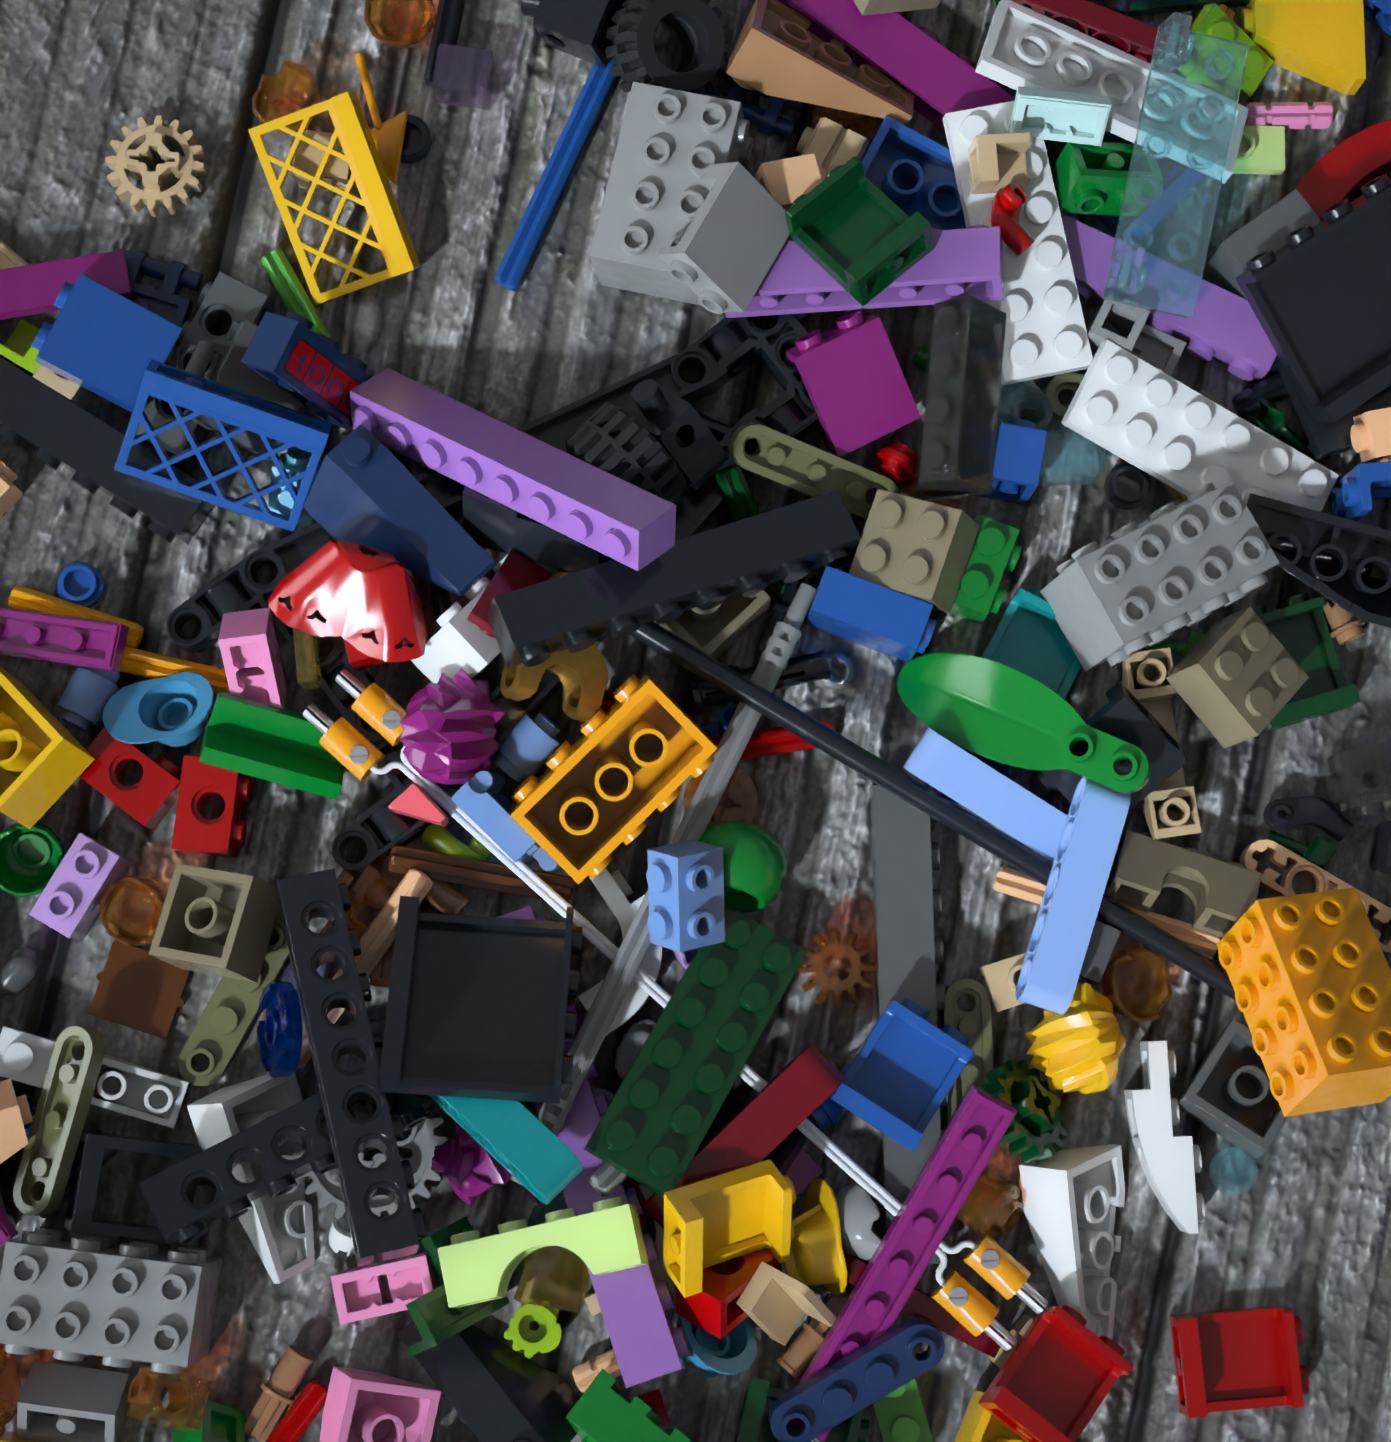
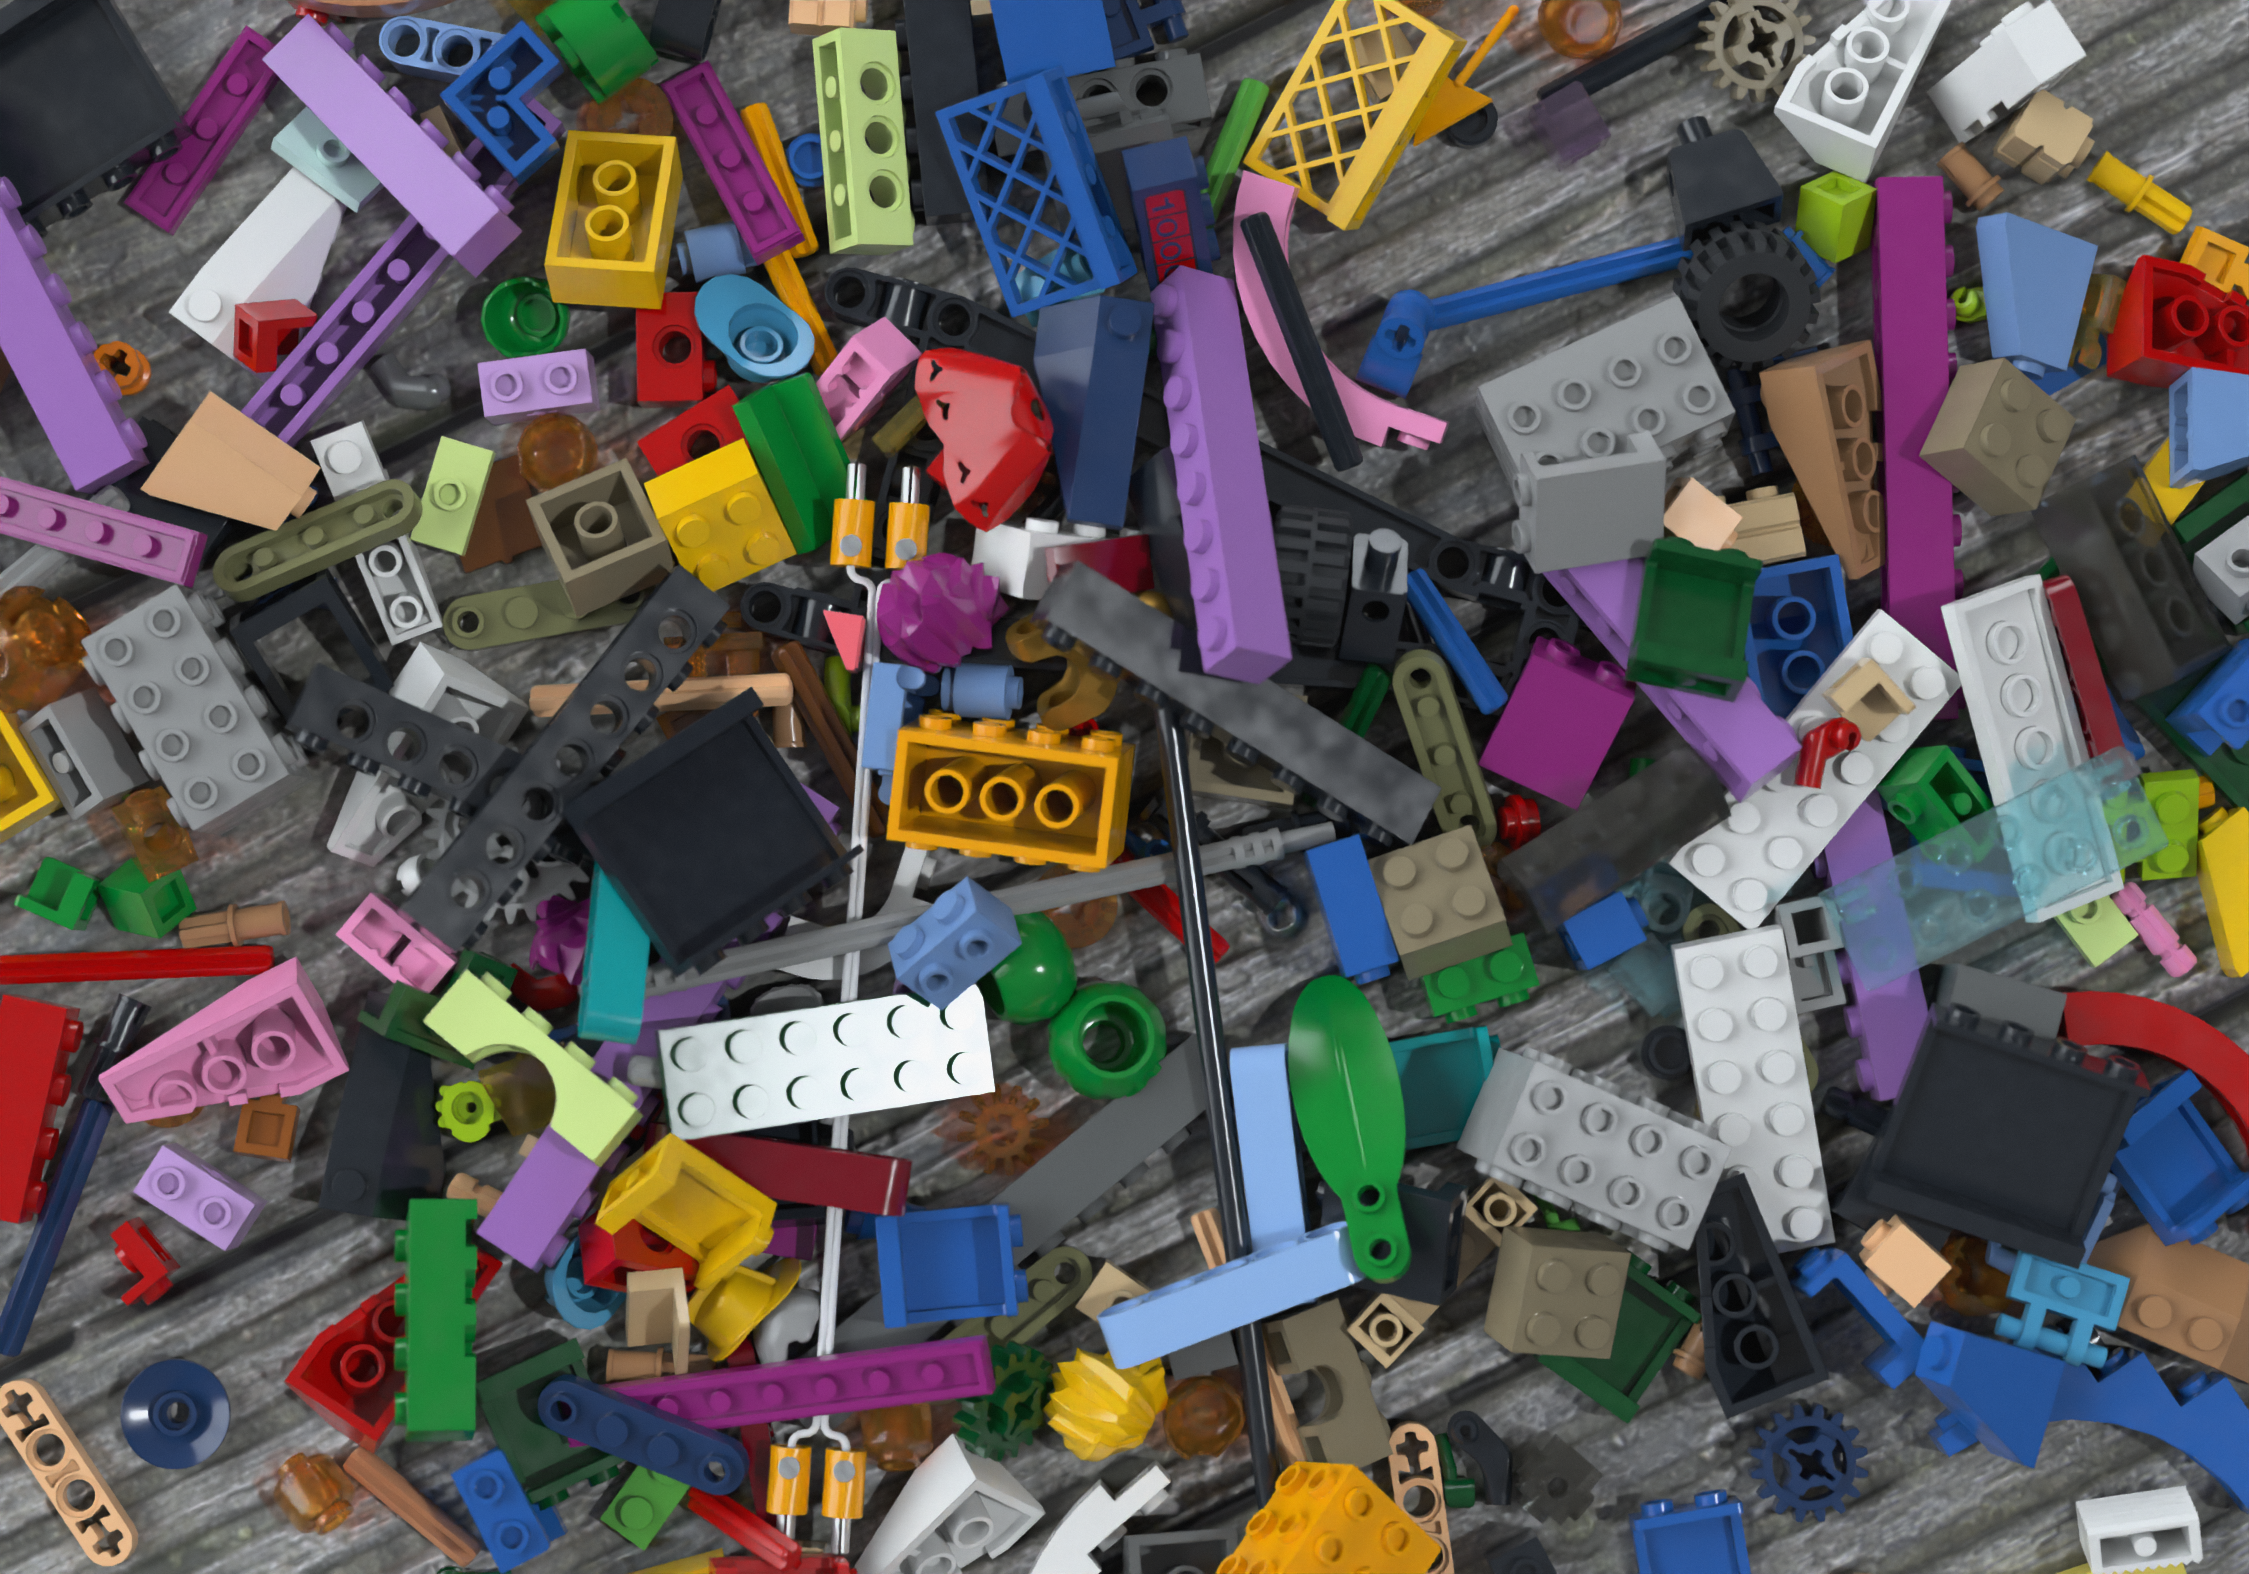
camera: 55 degrees right, 5 degrees up
(95, 539) = (849, 166): none -> yellowish green brick
(106, 1005) = (453, 495): none -> yellowish green plate
(267, 829) = (720, 516): none -> yellow brick
(281, 1031) = (552, 672): clear blue tile -> none
(455, 364) = (1367, 413): none -> bright pink arch
(465, 351) = (1301, 341): none -> black axle
(496, 1209) = (545, 992): none -> red arm
(519, 298) = (1398, 343): none -> blue piece
(750, 408) = (1454, 643): none -> blue axle
(836, 822) = (1138, 1028): none -> green piece
(978, 1360) = (746, 1529): none -> red axle
(1060, 115) = (1958, 719): light aqua plate -> none
(1274, 423) = (1836, 1143): dark green hand -> none

